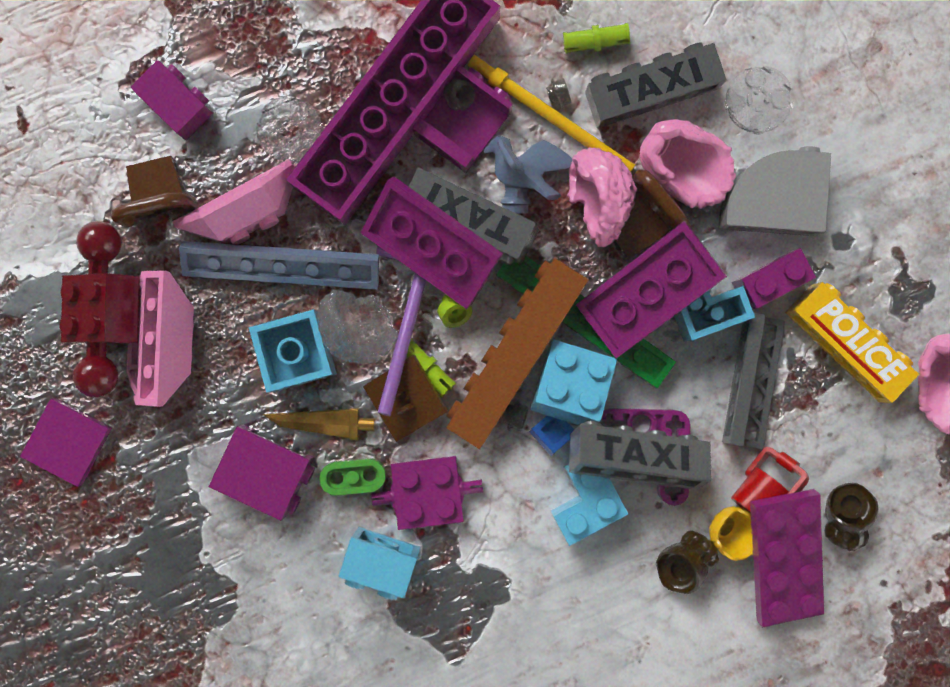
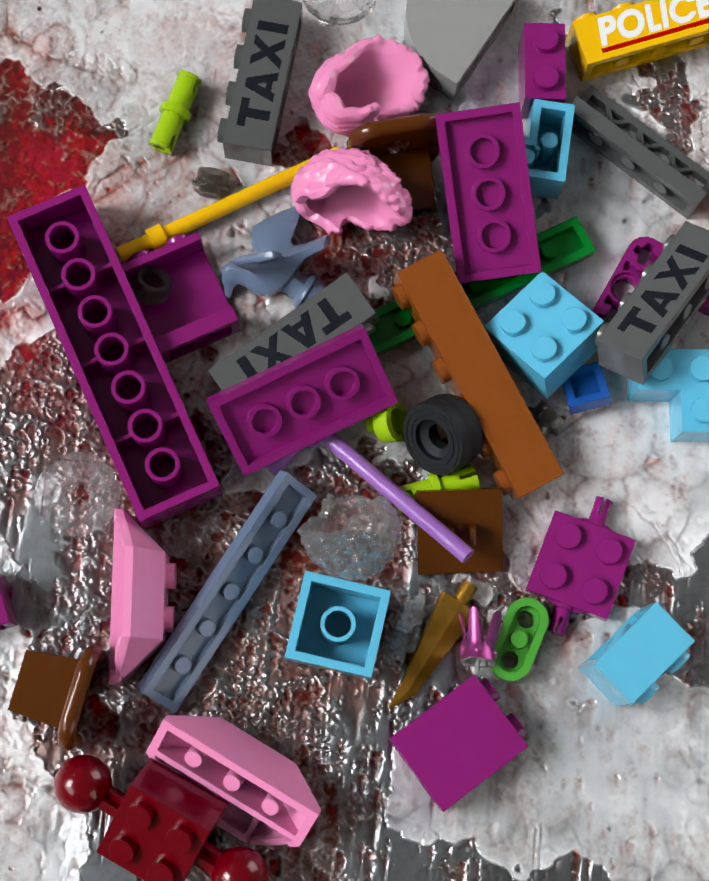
camera: 70 degrees left, 10 degrees down
(329, 451) = (473, 649): none -> flat silver piece
(462, 351) = (458, 422): none -> black tyre

